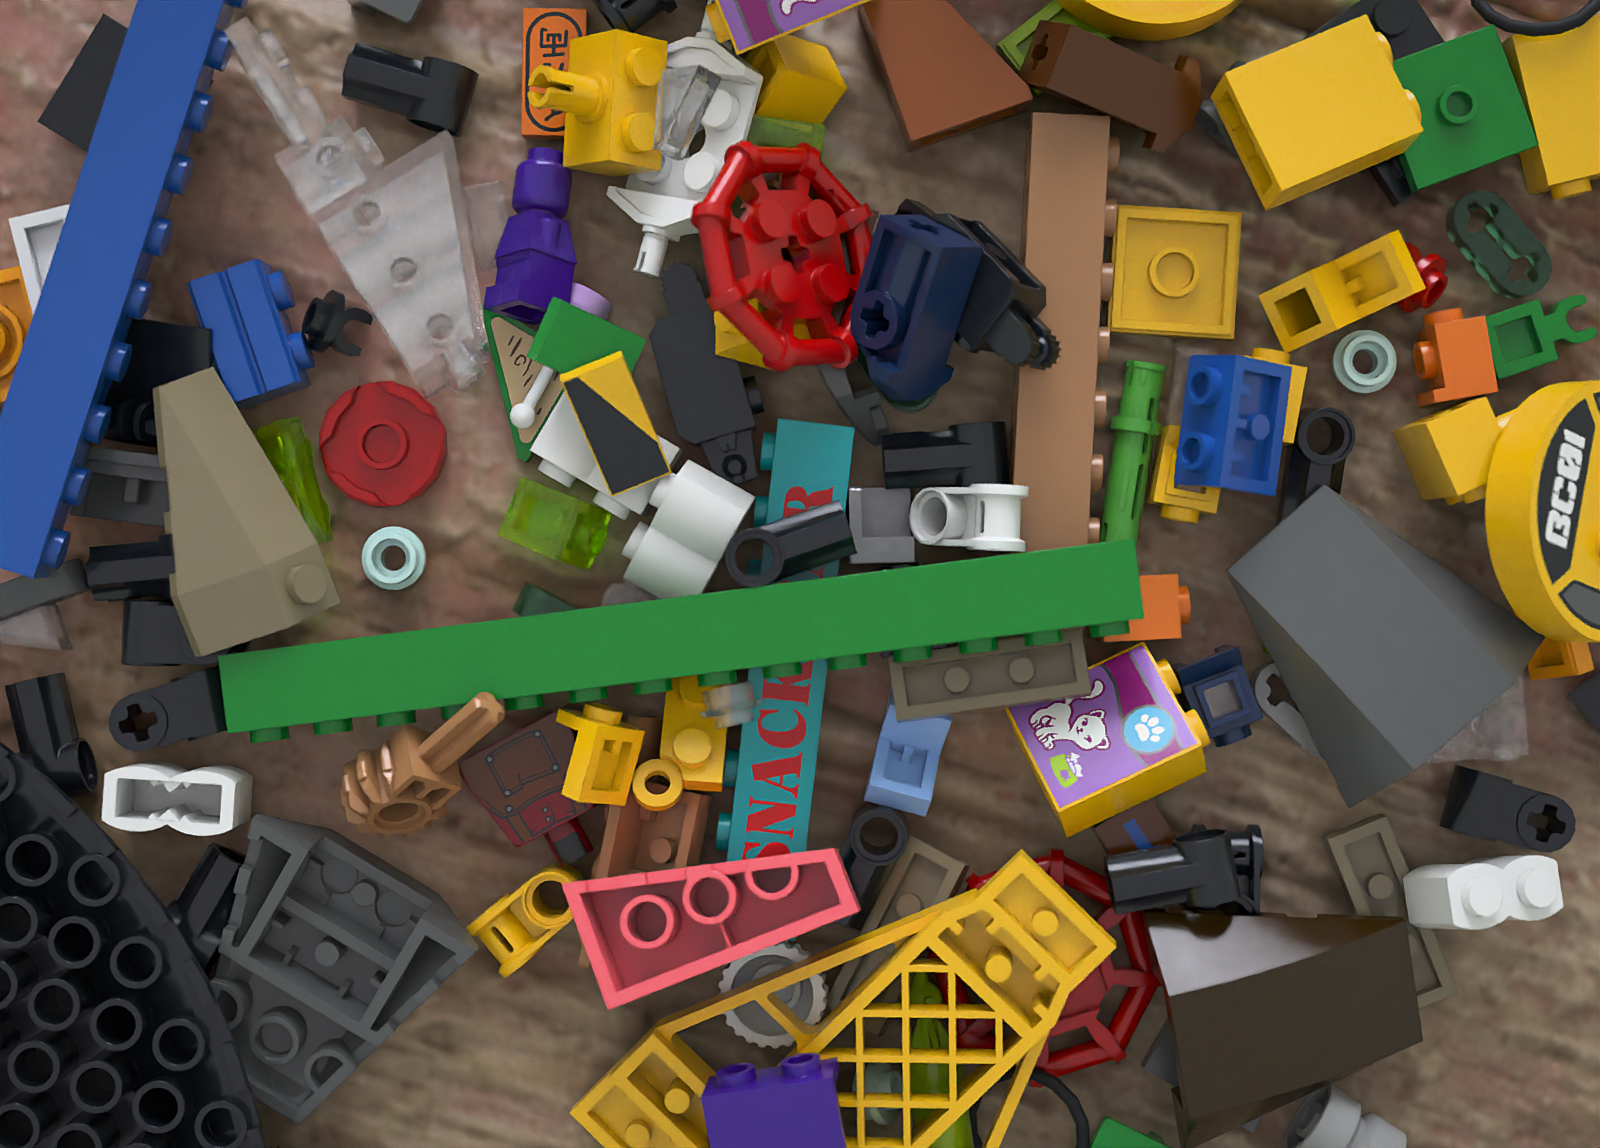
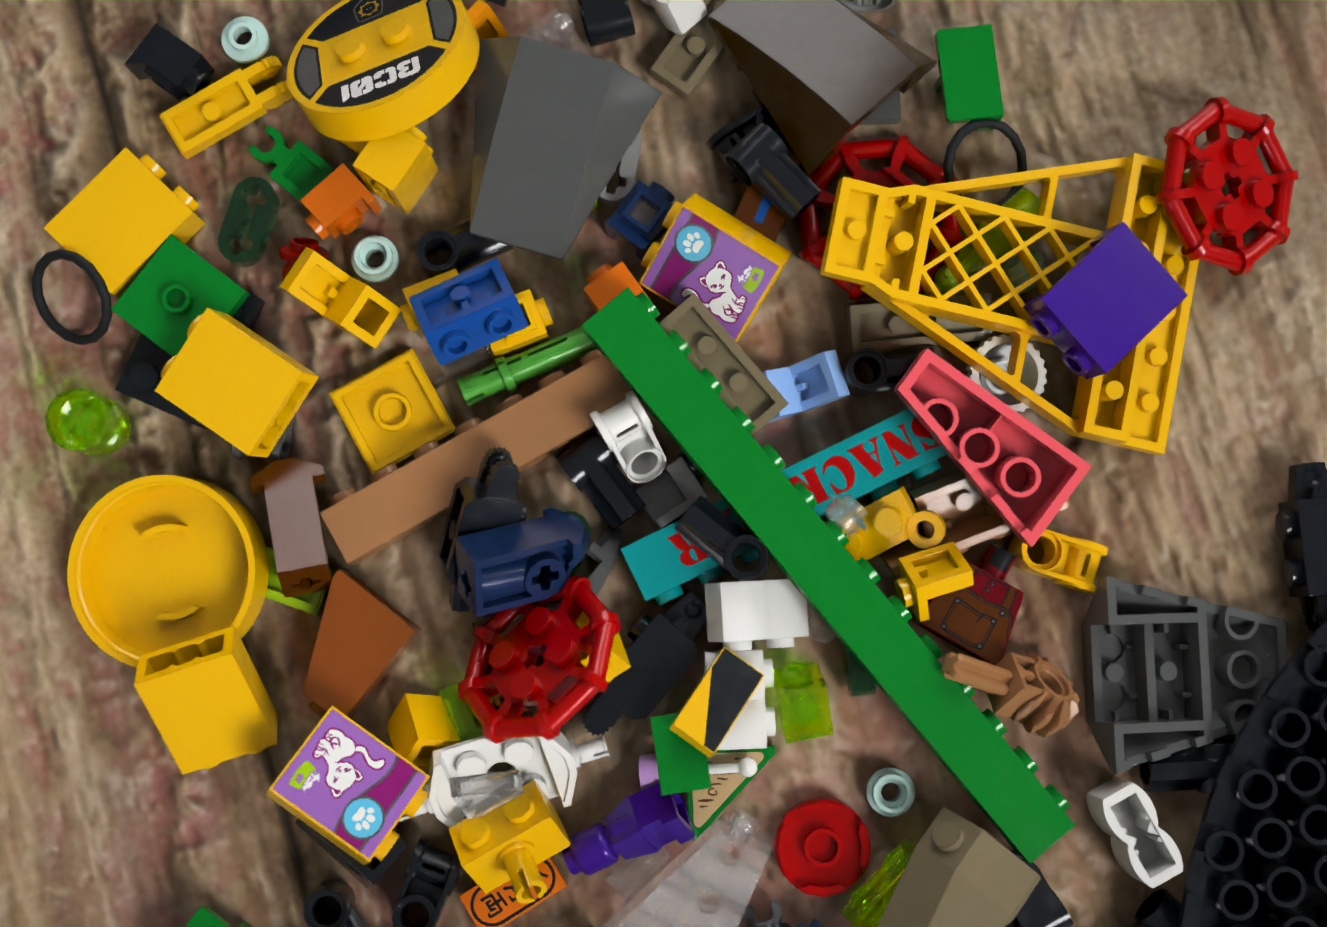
camera: 130 degrees left, 5 degrees down
(184, 710) = (1076, 864): black piece -> none

